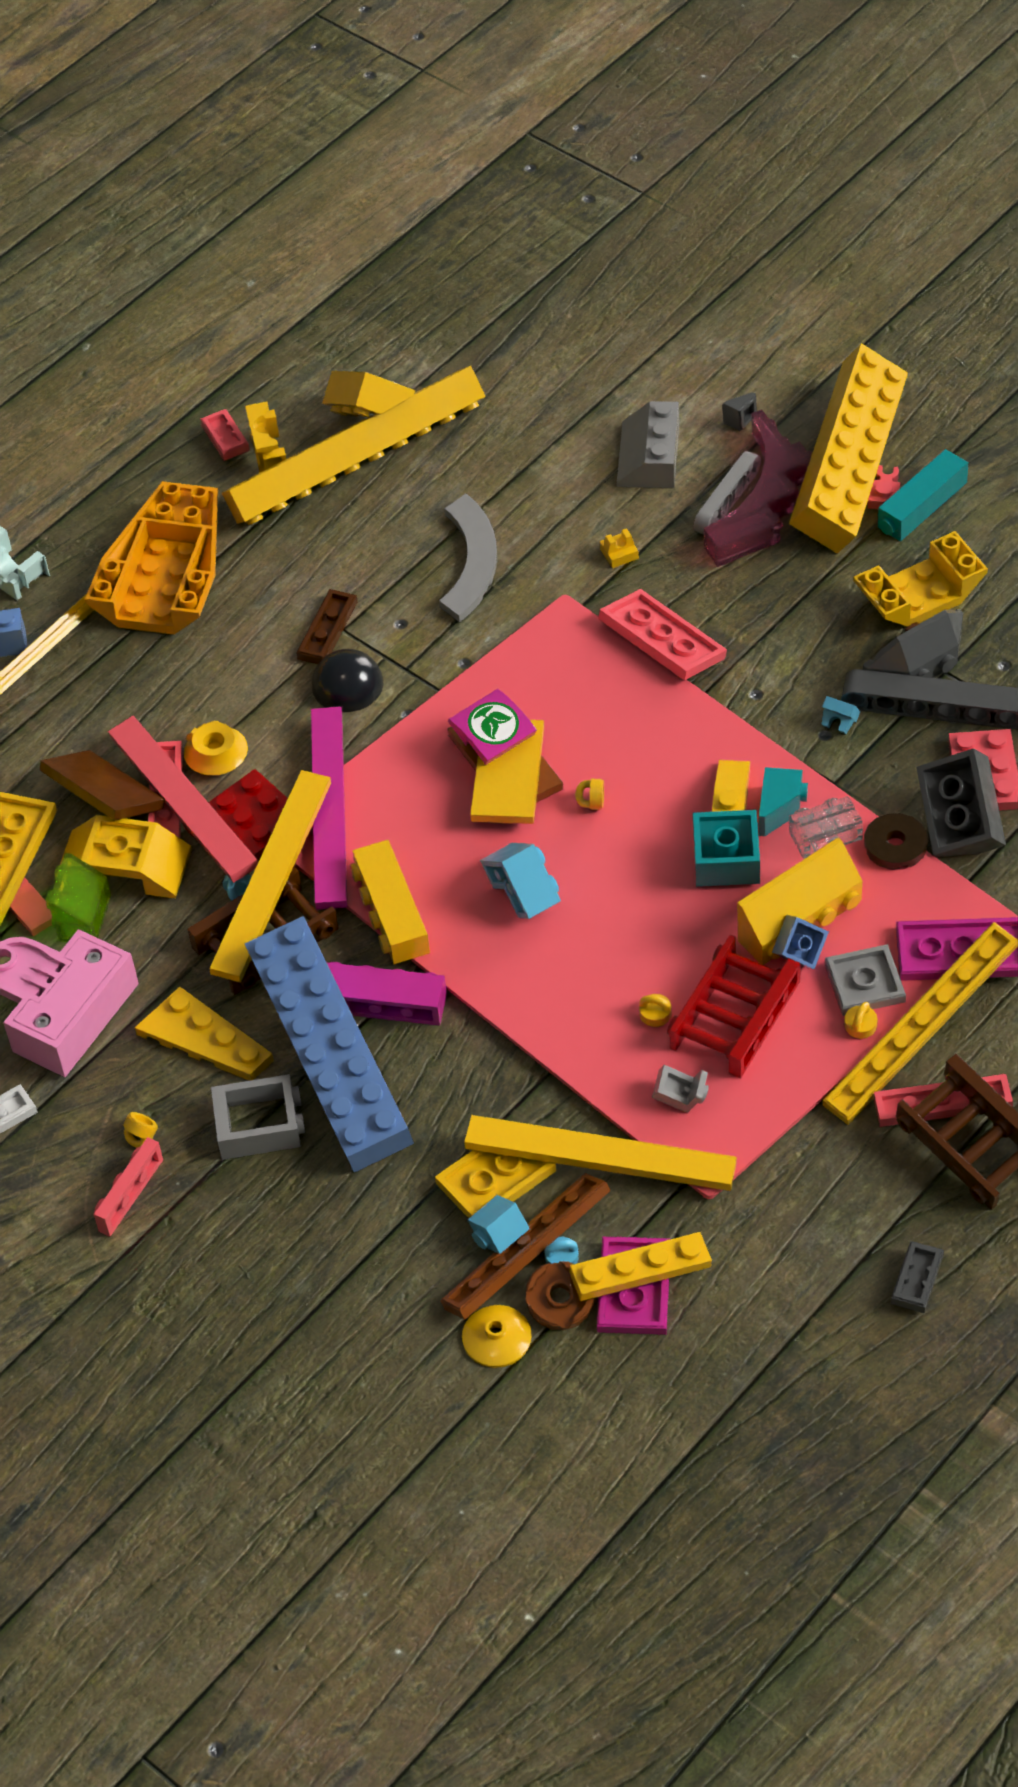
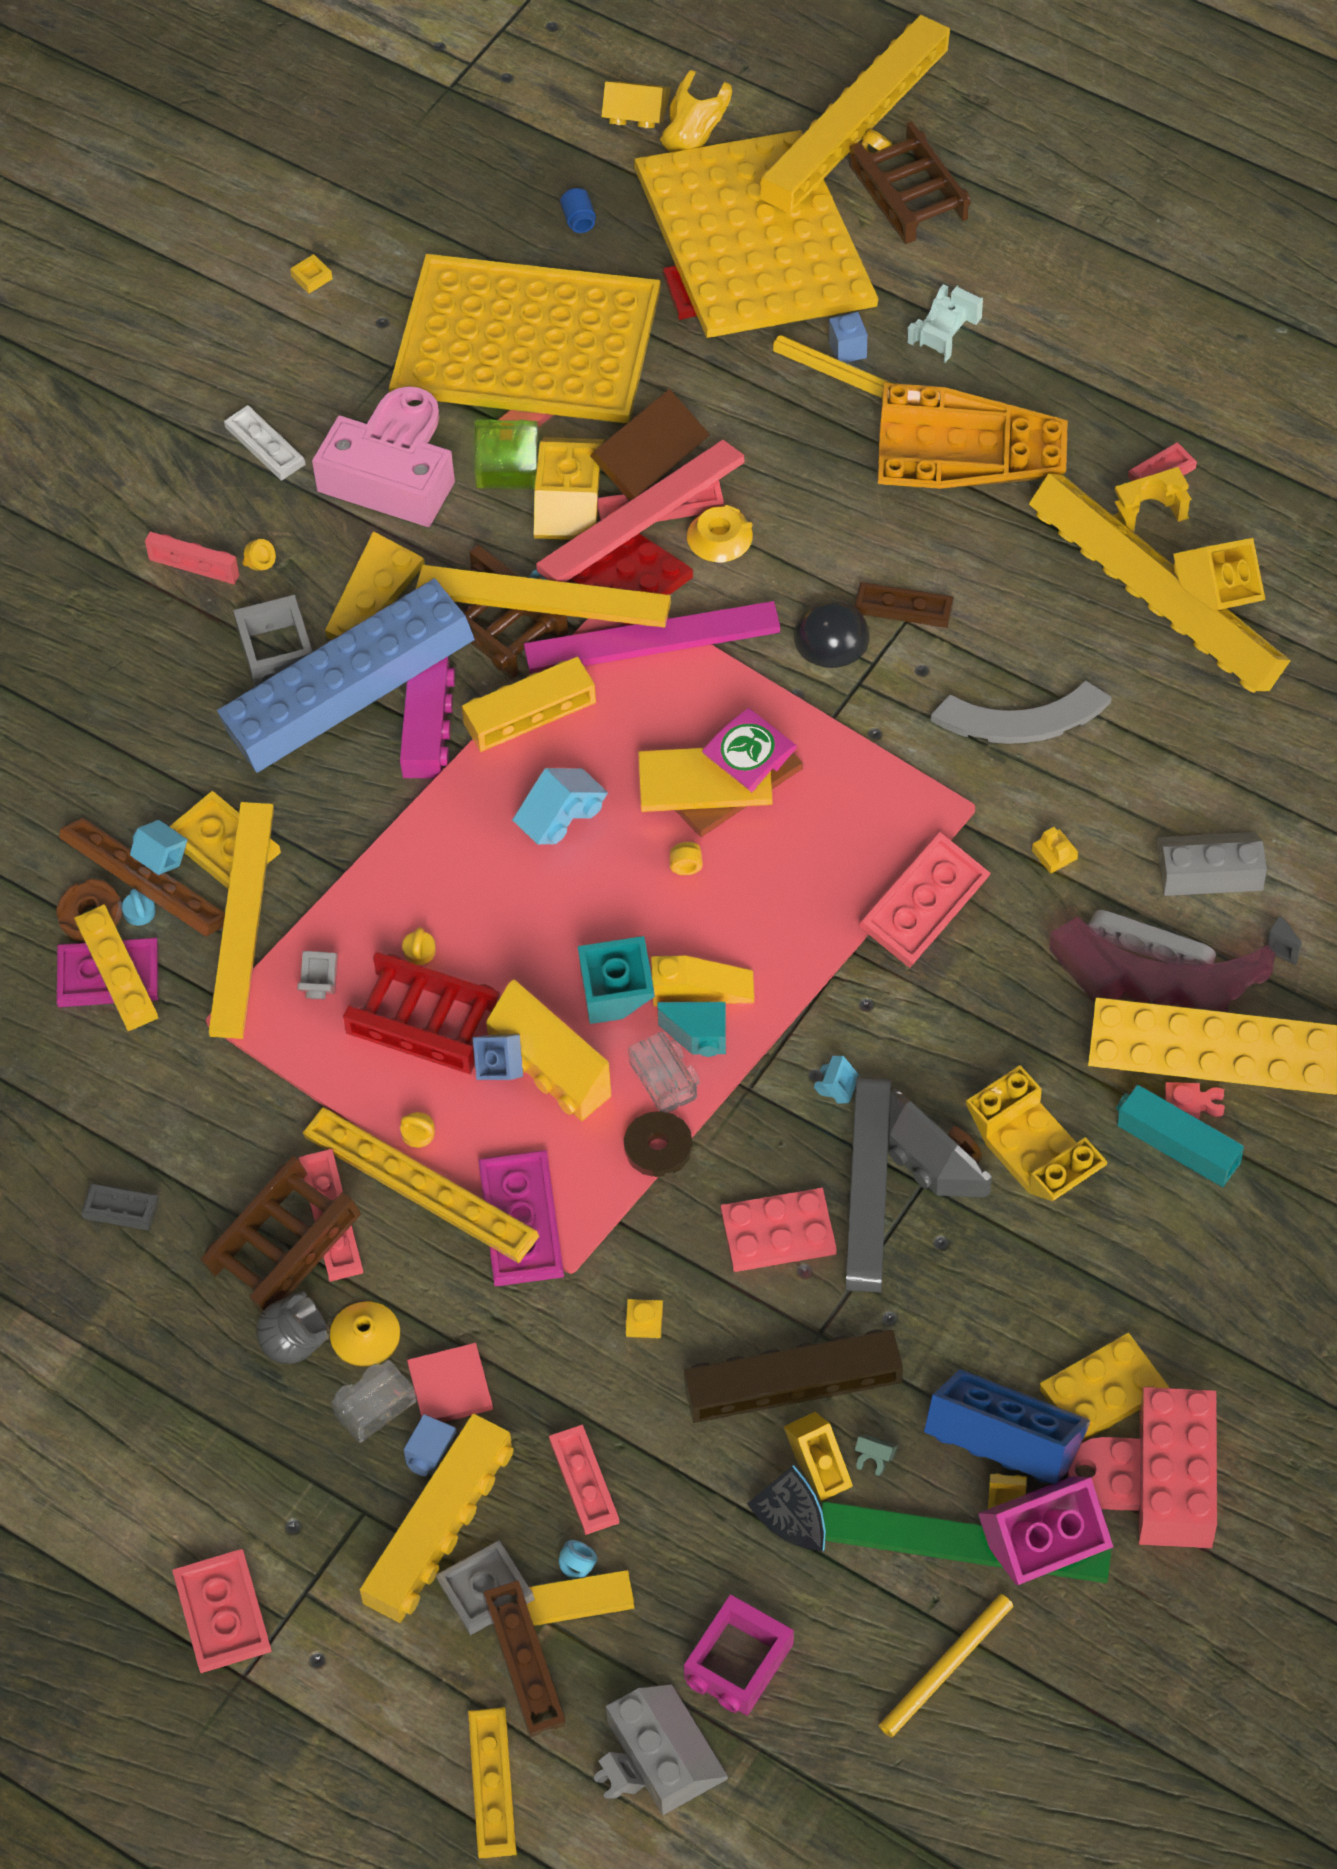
camera: 80 degrees right, 5 degrees up
(499, 1348) = (54, 880): yellow dish -> none
(865, 977) = (472, 1130): light grey tile -> none
(961, 804) = (702, 1197): dark grey slope -> none

